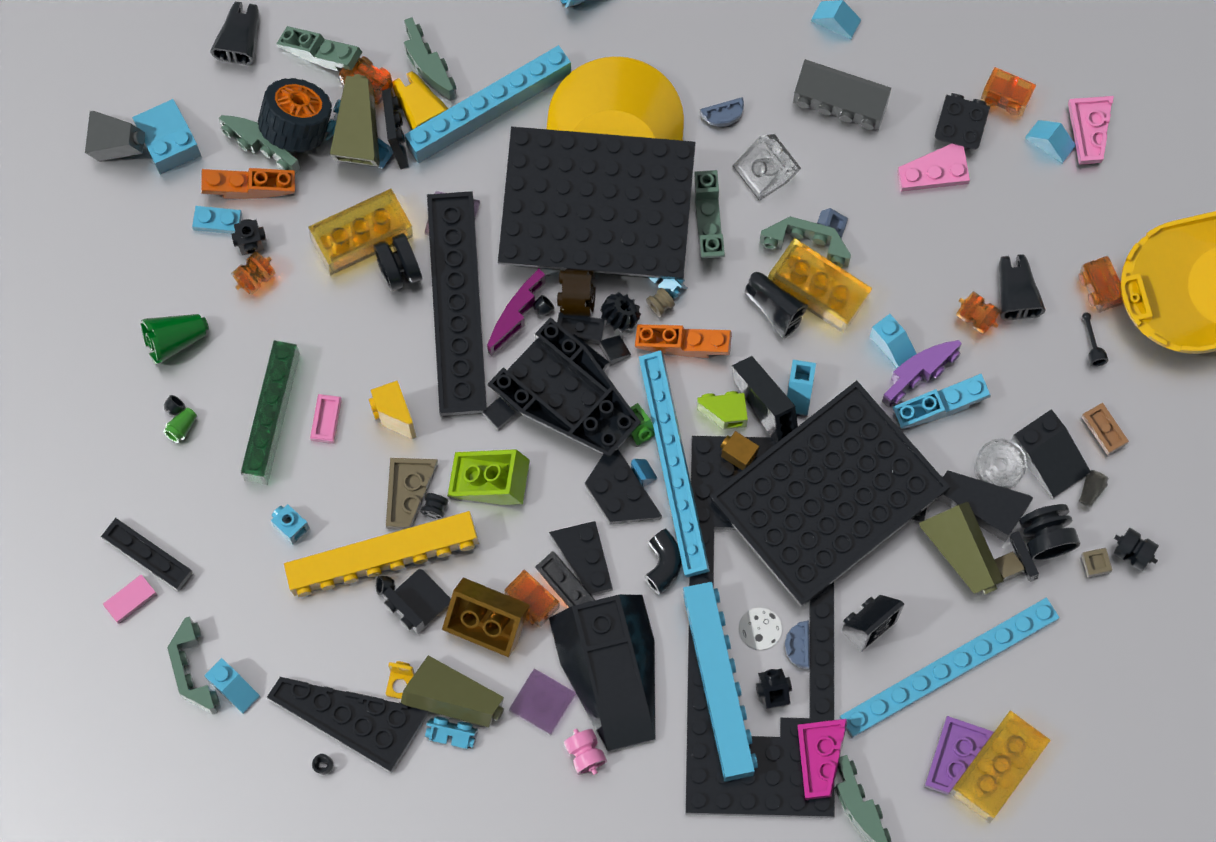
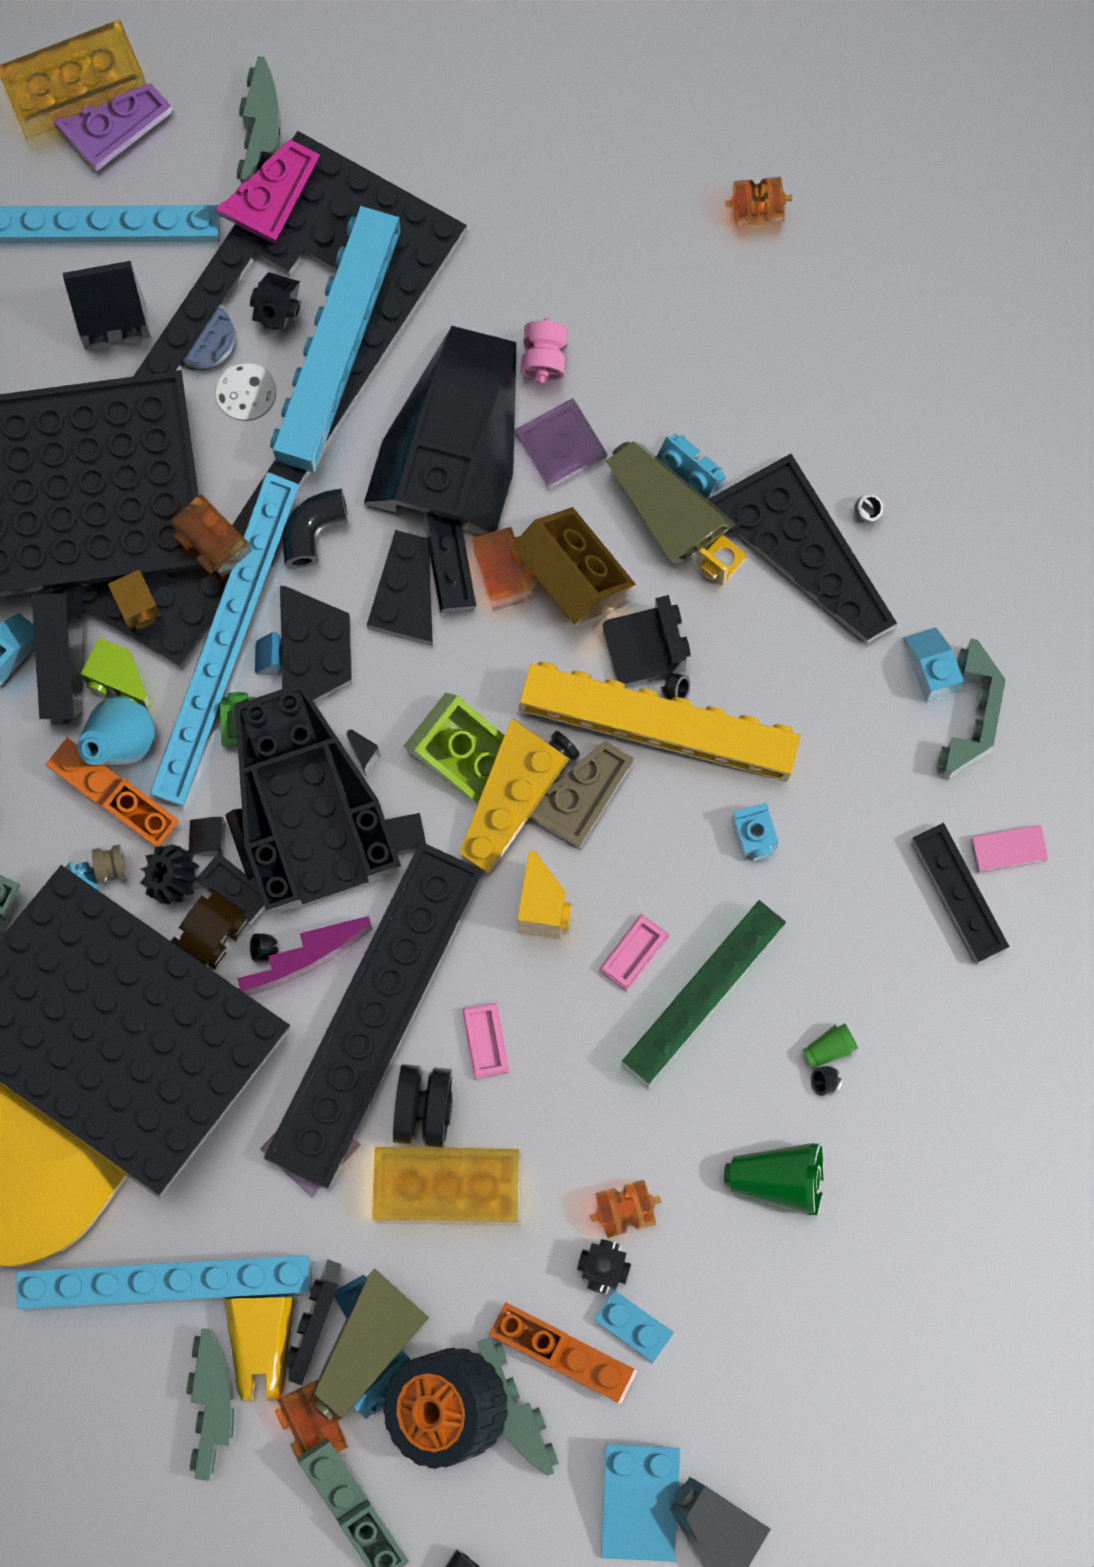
camera: 150 degrees left, 5 degrees up
(385, 324) = (485, 1041): none -> bright pink tile
(447, 469) = (513, 790): none -> yellow wing
(552, 444) = (364, 750): none -> black slope
(701, 365) = (116, 733): none -> medium azure cone
(714, 506) = (211, 537): none -> clear orange brick

